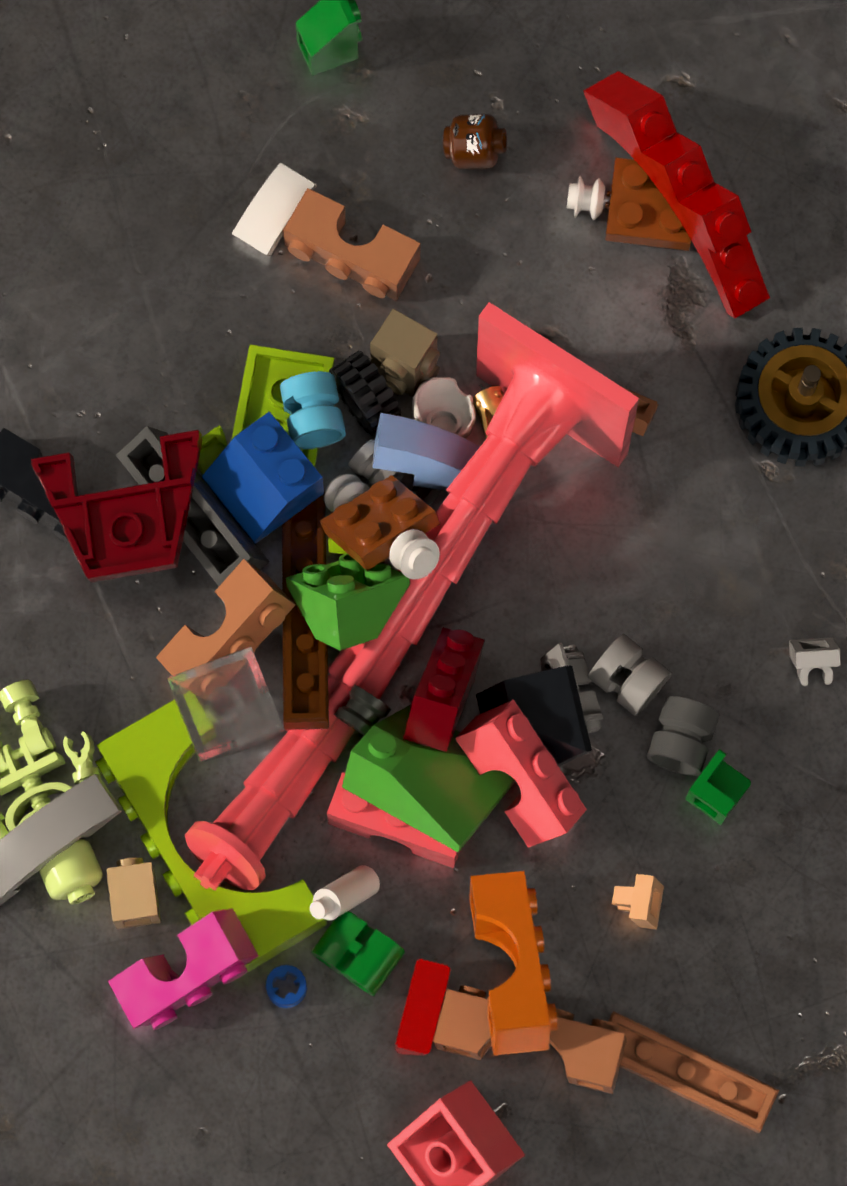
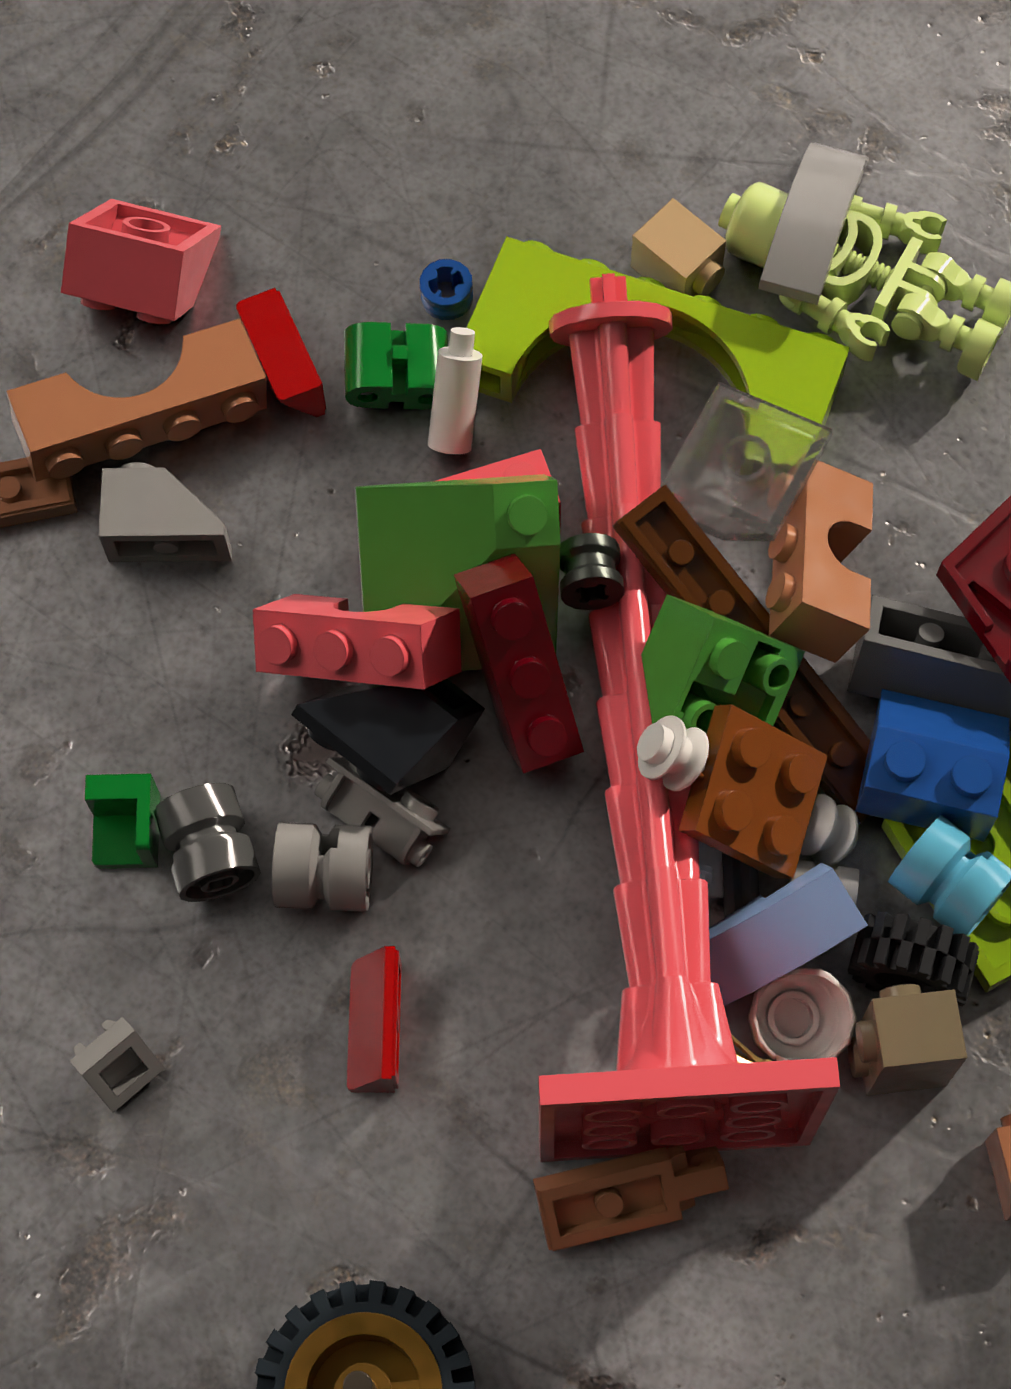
camera: 145 degrees right, 5 degrees down
(215, 952) = (546, 209): dark pink arch -> none
(517, 1008) = (158, 382): orange arch -> none
(574, 960) = (156, 518): none -> light grey slope
(641, 901) = (124, 630): light nougat tile -> none
(661, 579) = (375, 1022): none -> red slope

